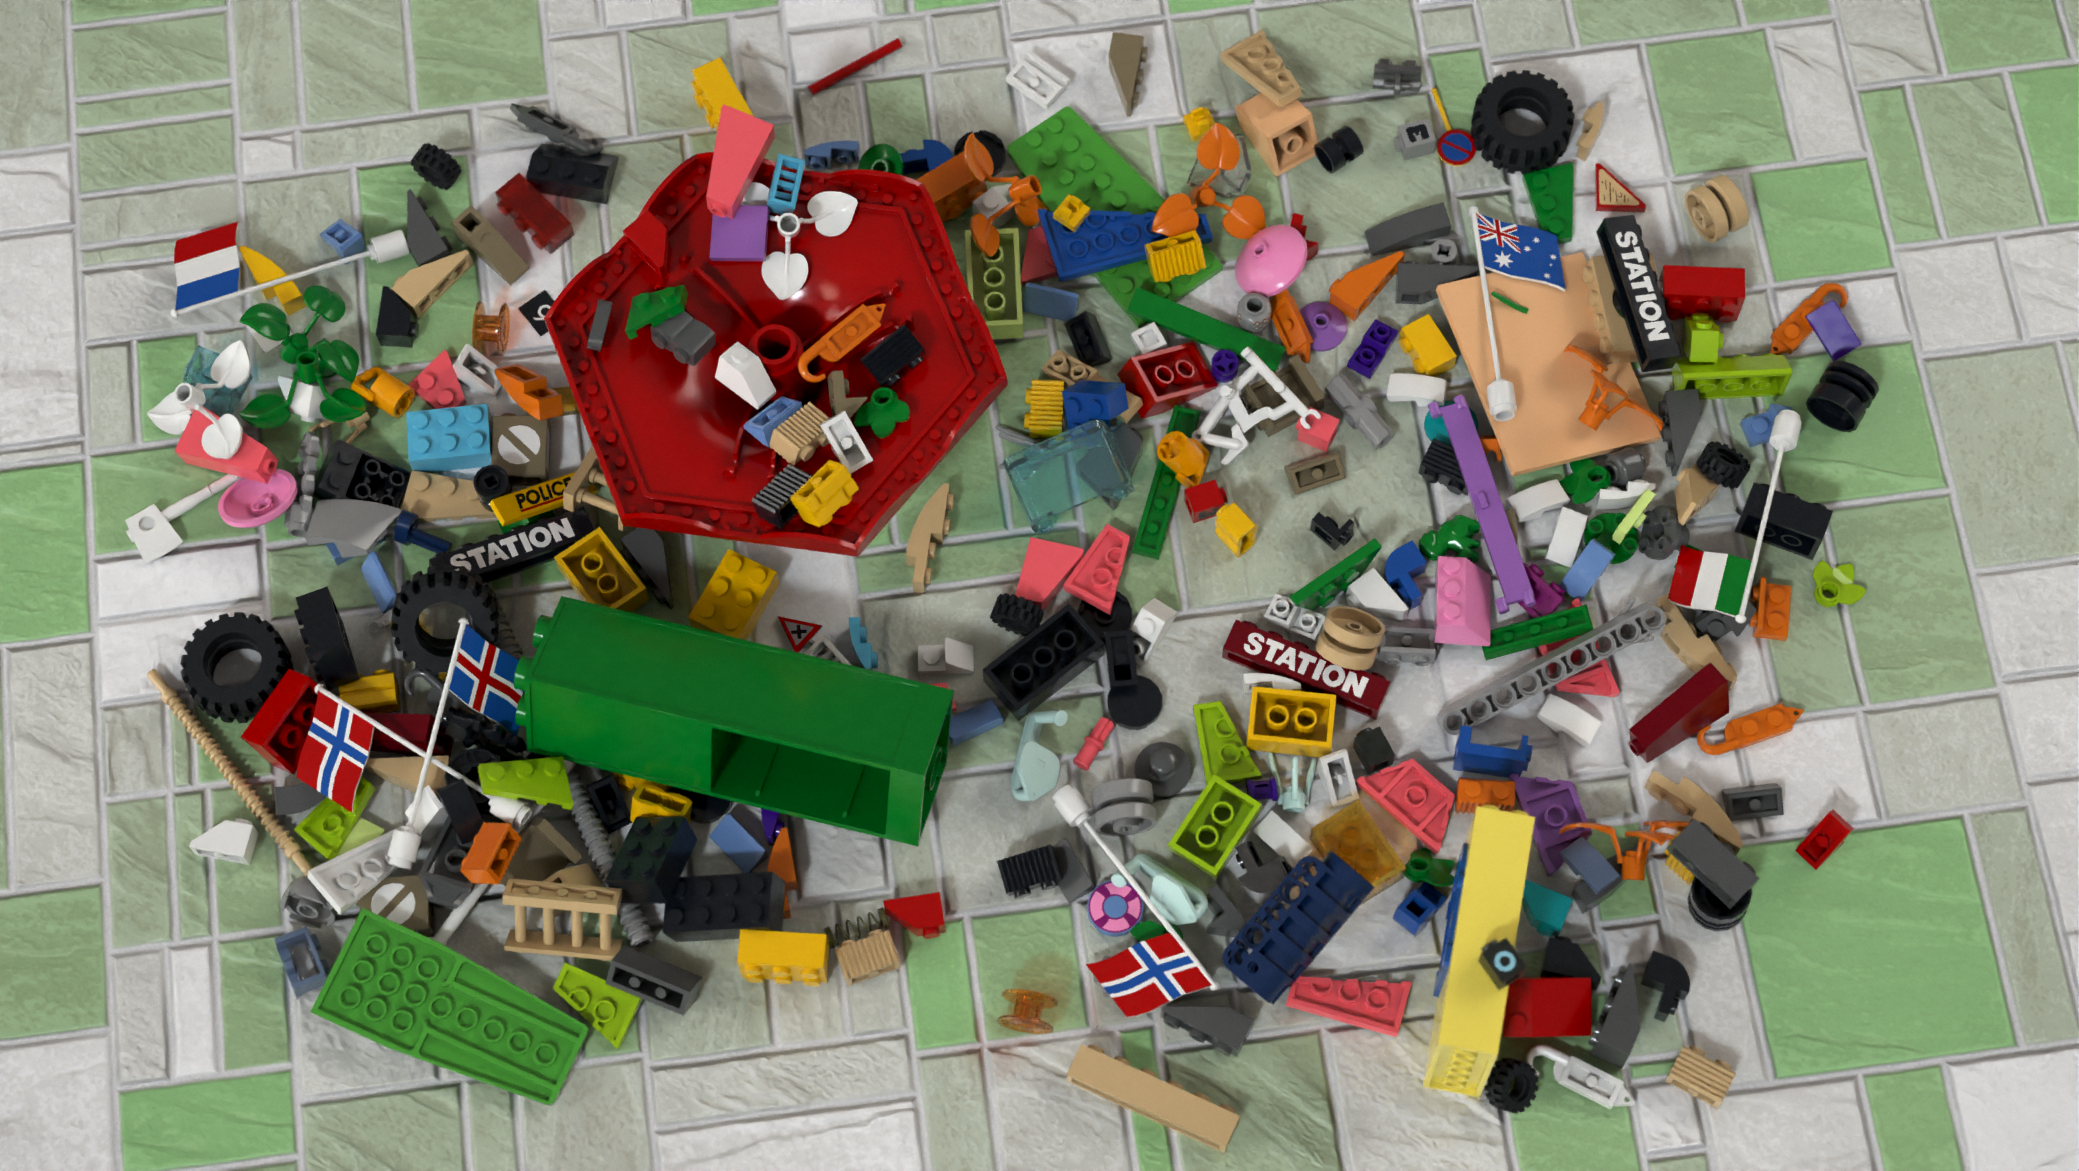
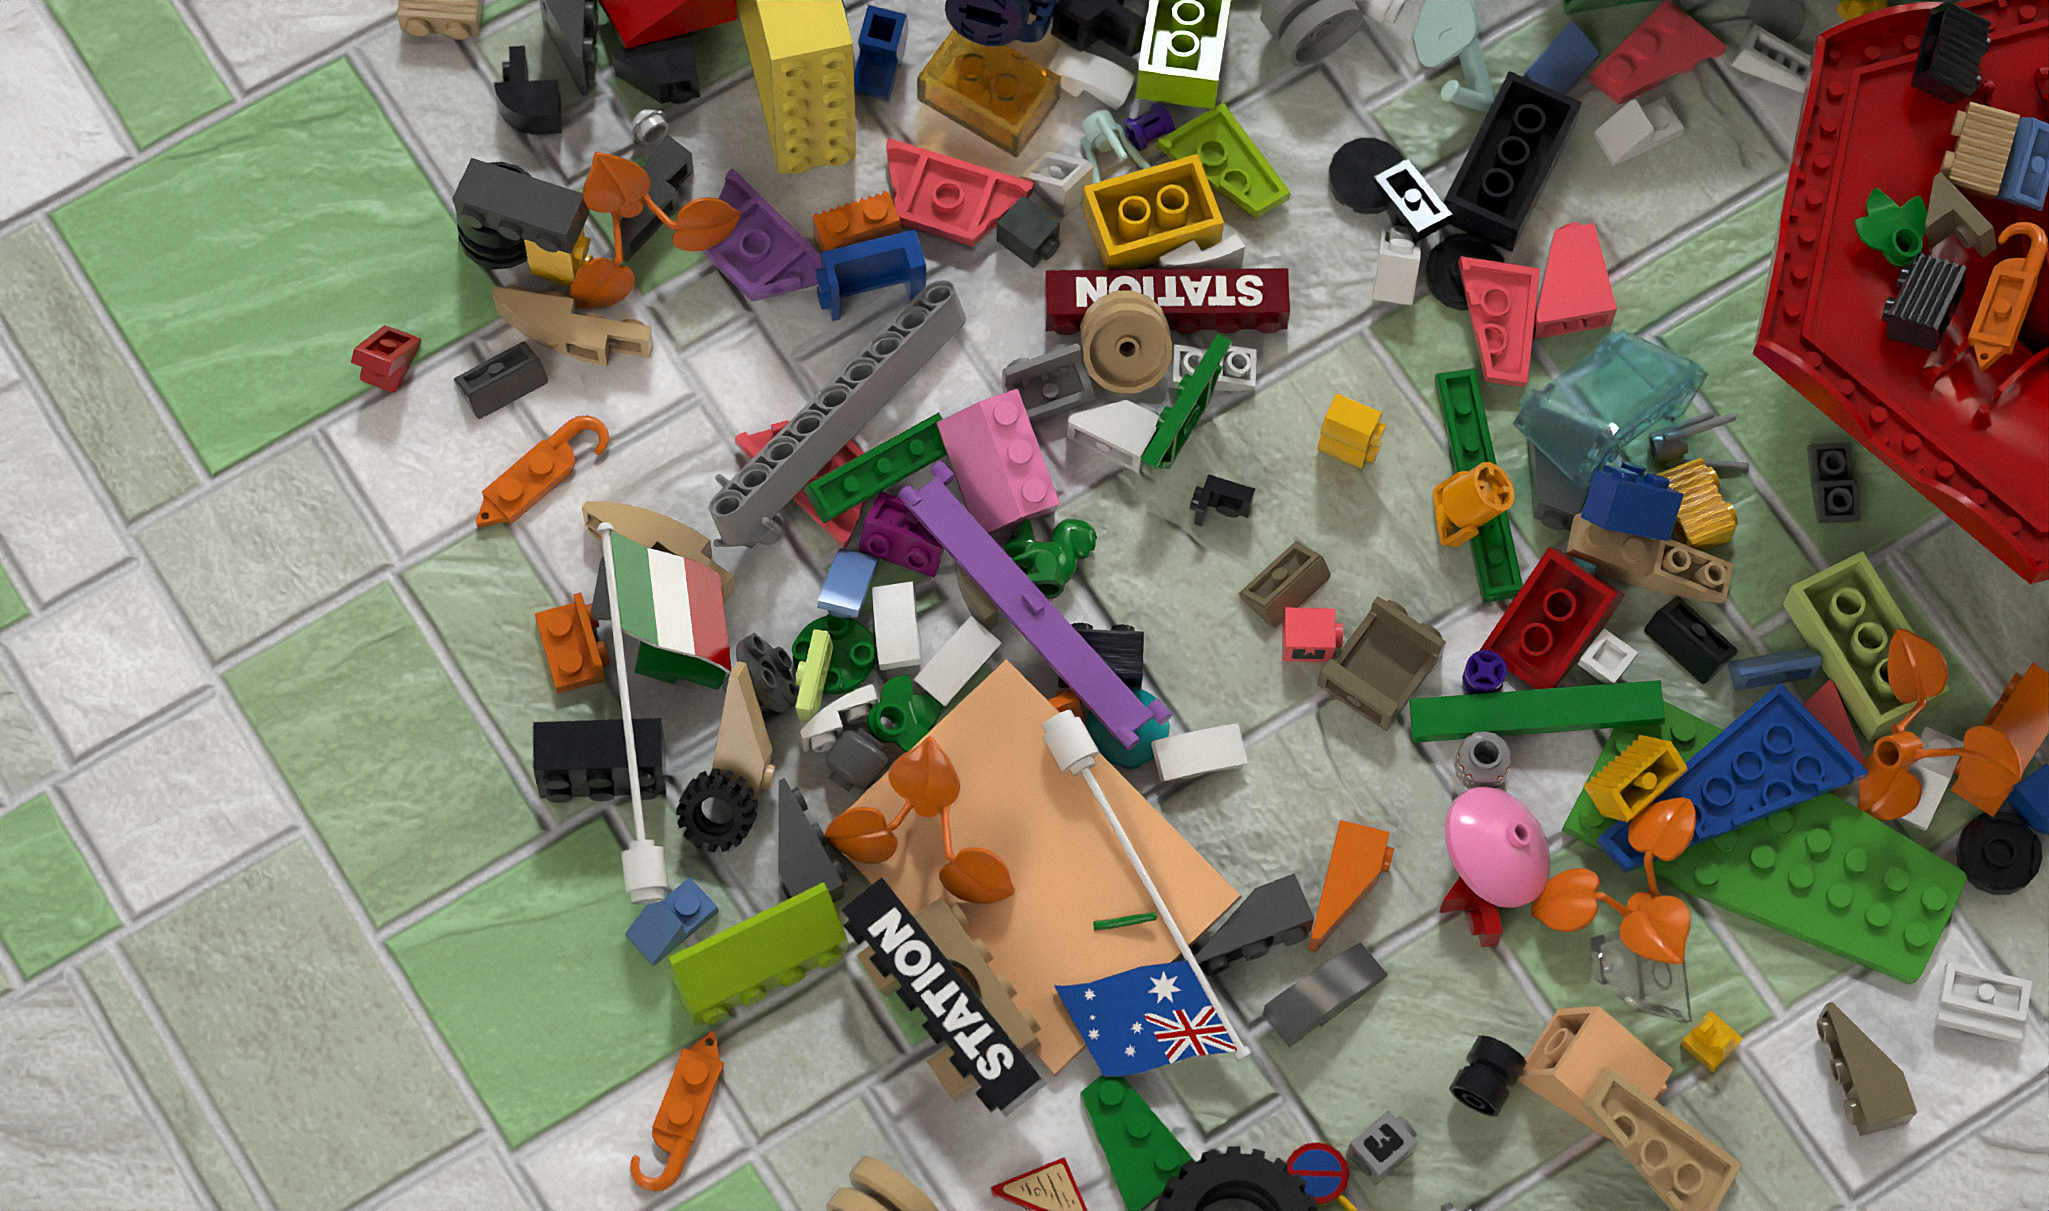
camera: 150 degrees right, 0 degrees up
(824, 493) = (1902, 61): yellow brick -> none
(846, 442) = (1915, 155): white slope -> none
(862, 649) = (1747, 85): medium azure slope -> none
(926, 532) = (1750, 252): tan slope -> none
(1016, 614) = (1579, 201): black tyre -> none
(1071, 212) = (1816, 779): yellow tile -> none
(1093, 743) = (1392, 100): coral axle -> none
(1164, 767) = (1288, 105): dark grey plate -> none
(1204, 500) = (1413, 469): red brick -> none
(1230, 397) = (1446, 648): white piece -> none
(1291, 325) = (1417, 767): orange plate -> none
(1327, 335) = (1396, 816): medium lavender dish -> none
(1359, 411) = (1264, 686): light grey piece -> none
(1372, 349) = (1290, 794): dark purple slope -> none
(1401, 568) = (1103, 481): blue brick -> none
(1424, 868) = (882, 116): green plate -> none
(1427, 347) = (1214, 820): yellow brick -> none
(1443, 245) = (1252, 987): light grey wheel -> none
(1545, 908) = (723, 127): teal slope -> none
(1568, 717) = (787, 376): white slope -> none
(1589, 864) = (681, 175): sand blue slope -> none
(1591, 930) = (649, 127): none -> white plate
(1681, 714) = (640, 430): dark red slope -> none
(1701, 338) = (823, 983): lime brick -> none
(1702, 290) = (852, 1059): red brick -> none
(1833, 330) = (635, 1098): dark purple slope -> none
(1836, 582) = (491, 726): lime plate -> none
(1842, 396) = (582, 984): black wheel -> none

